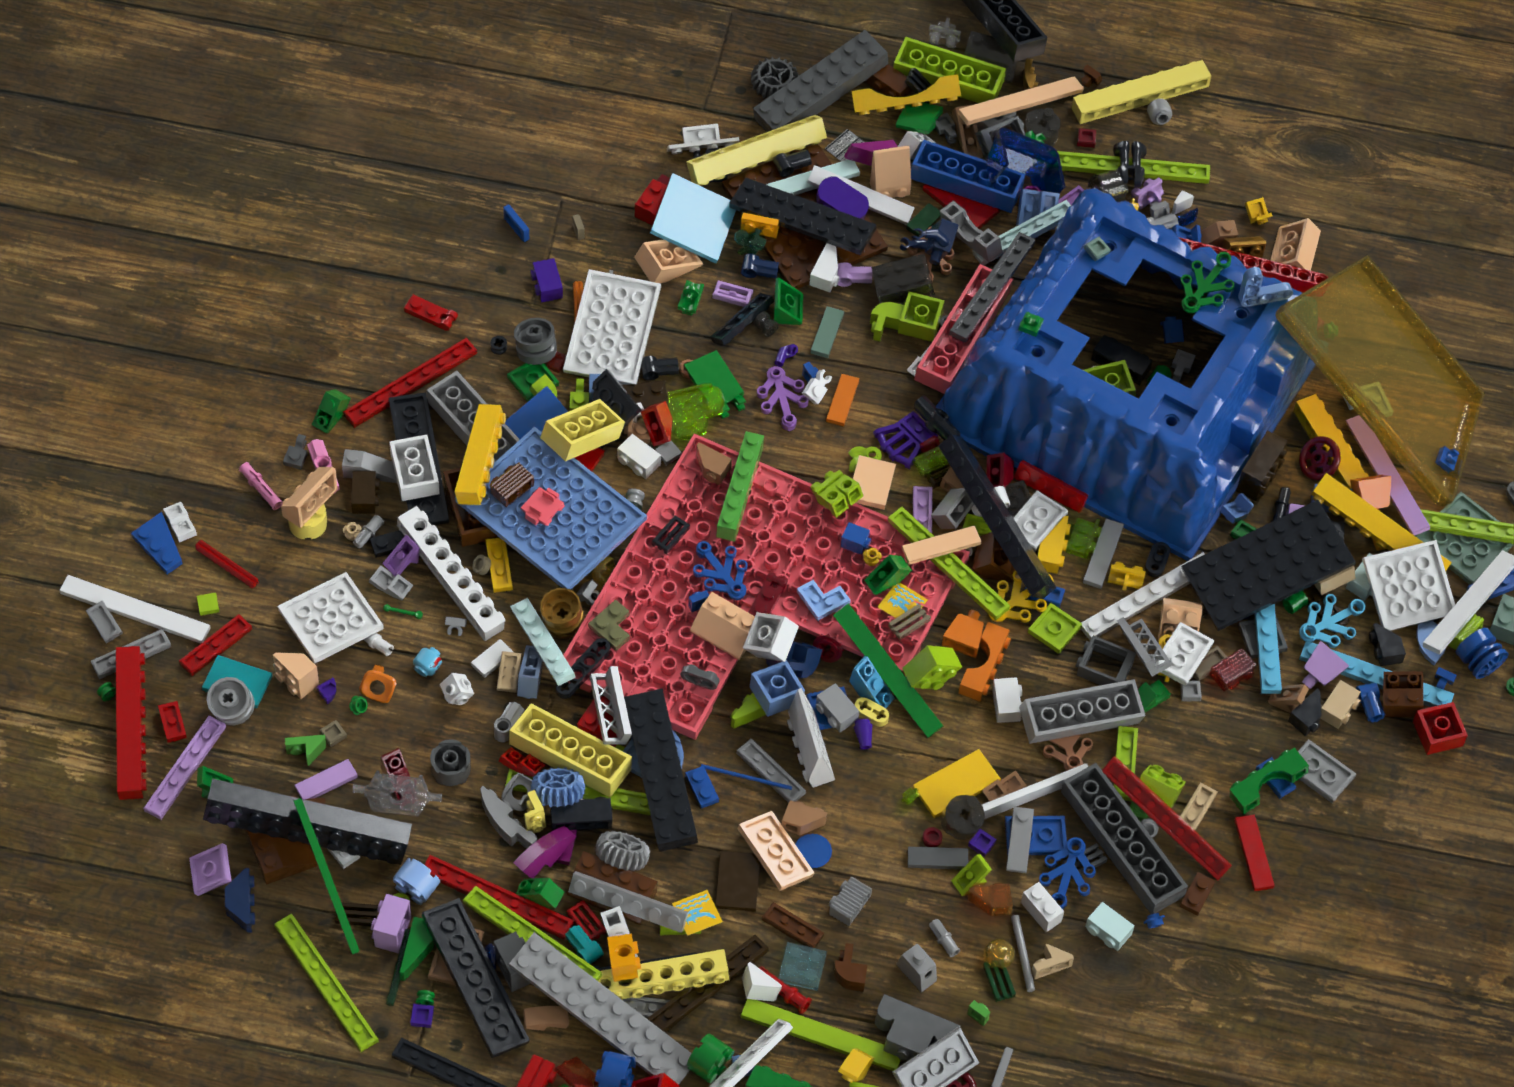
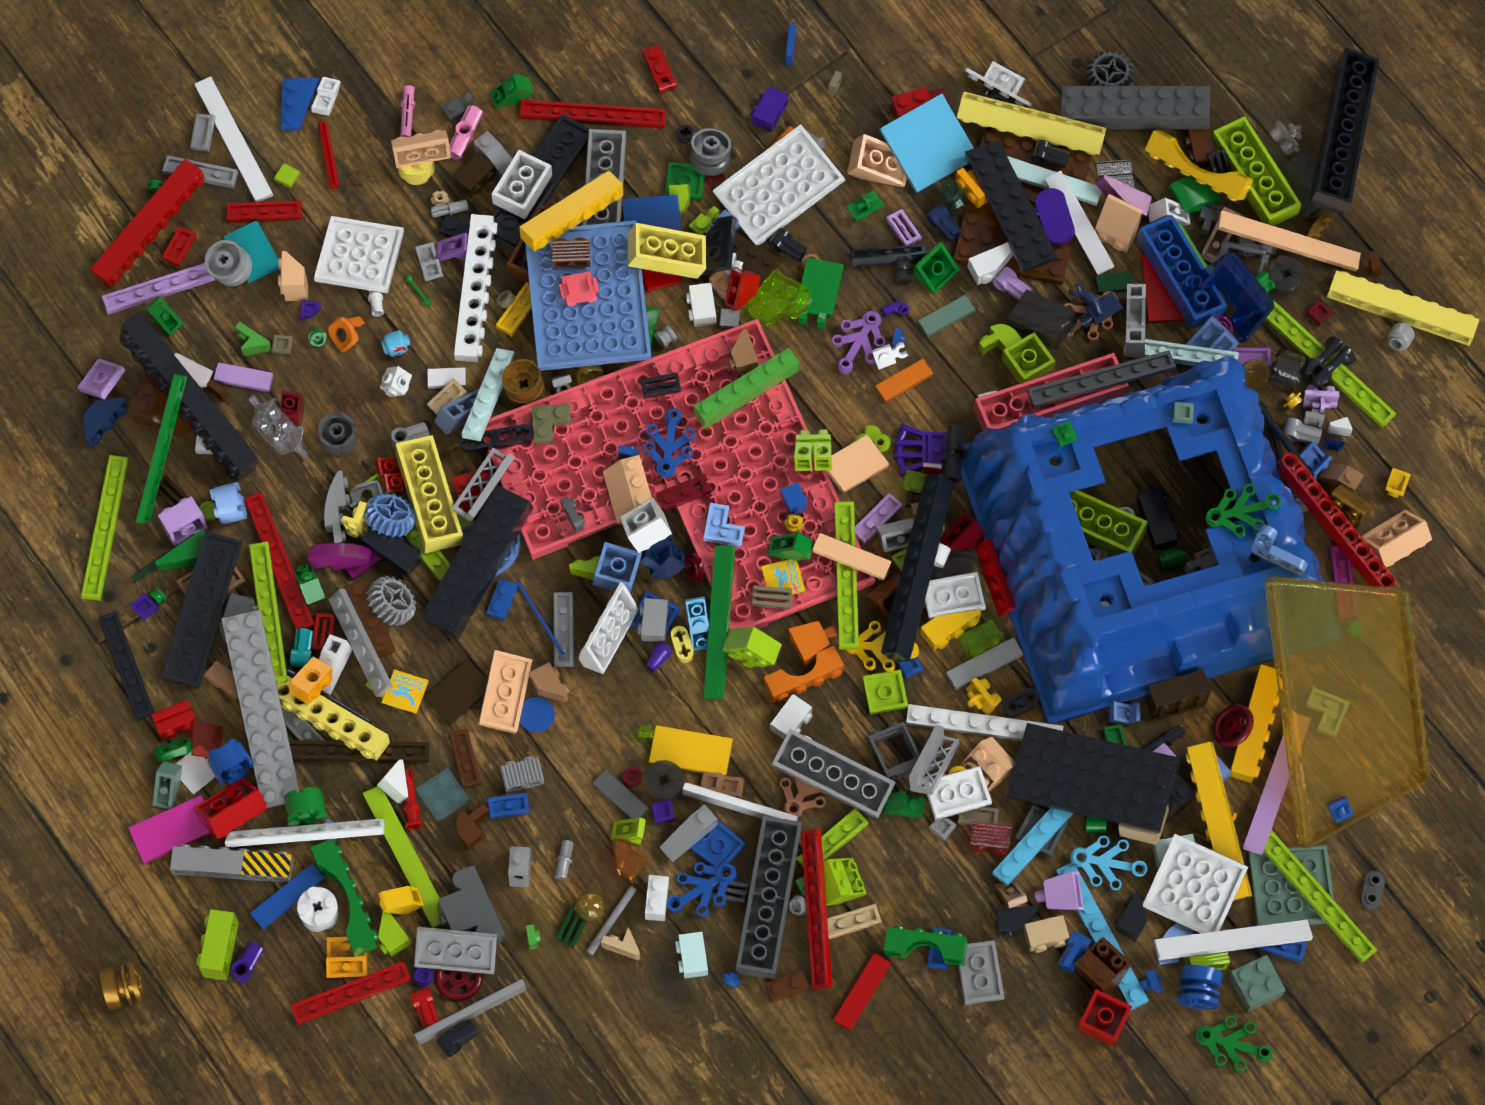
camera: 45 degrees right, 10 degrees up
(455, 622) = (445, 329): light grey tile -> none
(863, 931) = (508, 806): none -> blue plate
(1373, 489) = (1244, 787): orange torso -> none

